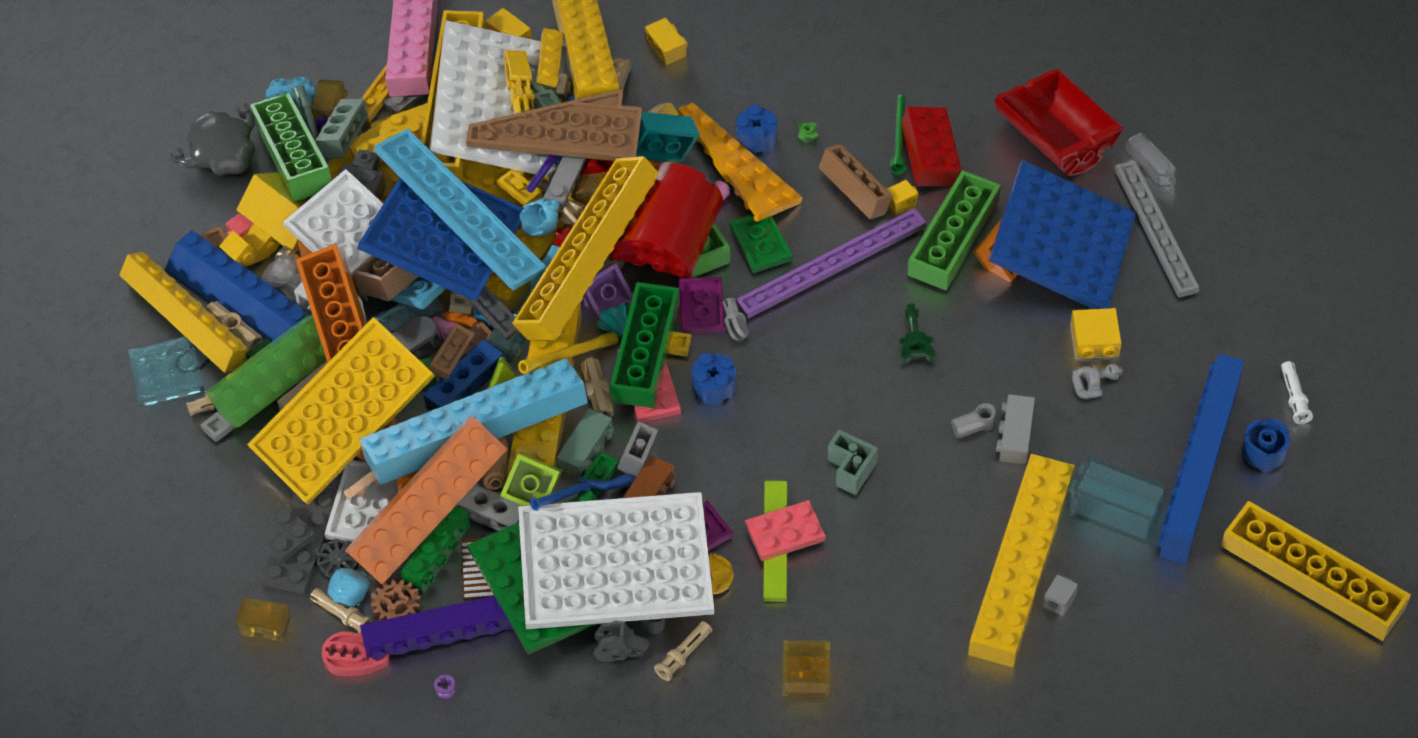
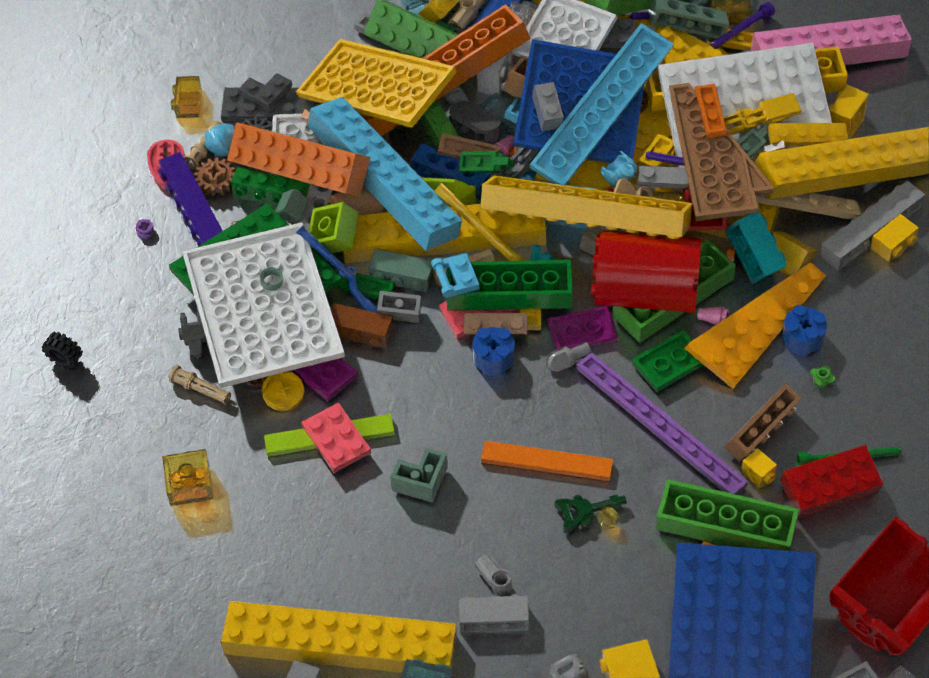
camera: 80 degrees right, 0 degrees up
(340, 74) = (765, 11): none -> dark purple piece
(452, 250) = (547, 106): none -> light grey brick
(479, 521) = (291, 205): none -> sand green brick
(481, 336) = (483, 162): none -> green hinge
(514, 113) = (710, 111): none -> orange tile
(591, 533) = (271, 271): none -> sand green piece
(607, 291) = (575, 247): medium lavender slope -> none
(632, 373) = (462, 274): none -> medium azure plate
(645, 54) = (858, 235): none -> light grey brick
(681, 370) = (514, 322): none -> medium nougat plate
(850, 362) = (547, 460): none -> orange tile
(928, 322) = (607, 517): none -> clear yellow plate

